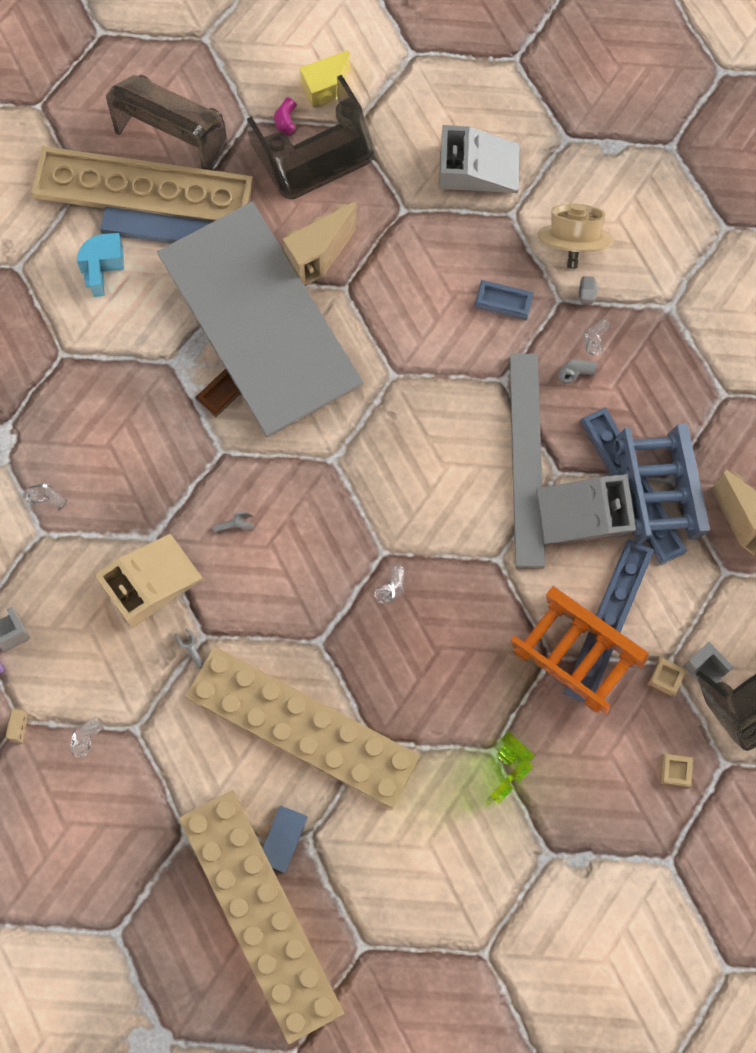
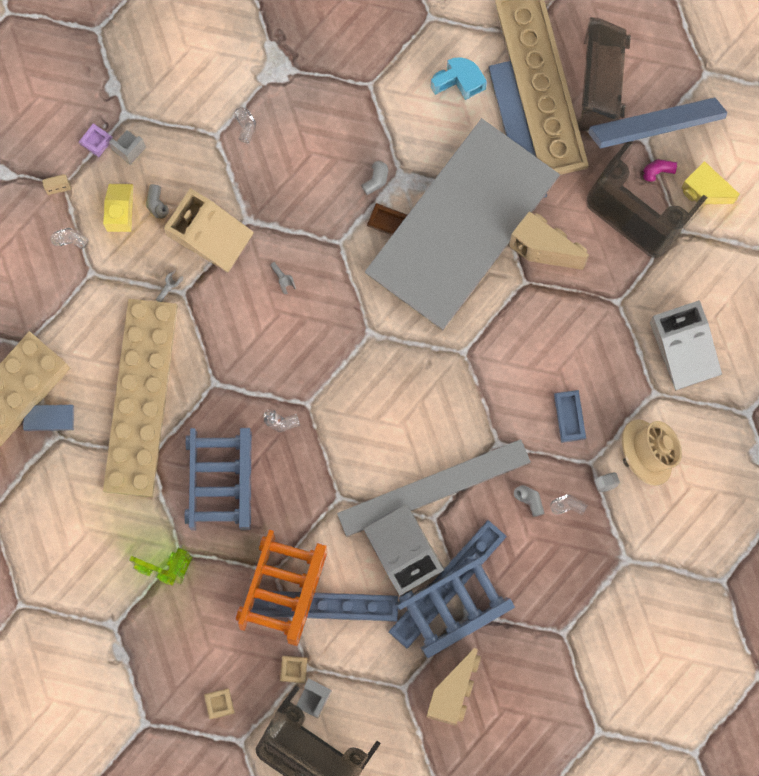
camera: 75 degrees right, 5 degrees up
(76, 667) = (118, 208): none -> light yellow slope
(88, 628) = (154, 204): none -> light grey arm
(170, 383) = (378, 179): none -> light grey arm
(241, 92) = (657, 122): none -> sand blue tile
(454, 655) = (241, 491): none -> sand blue fence

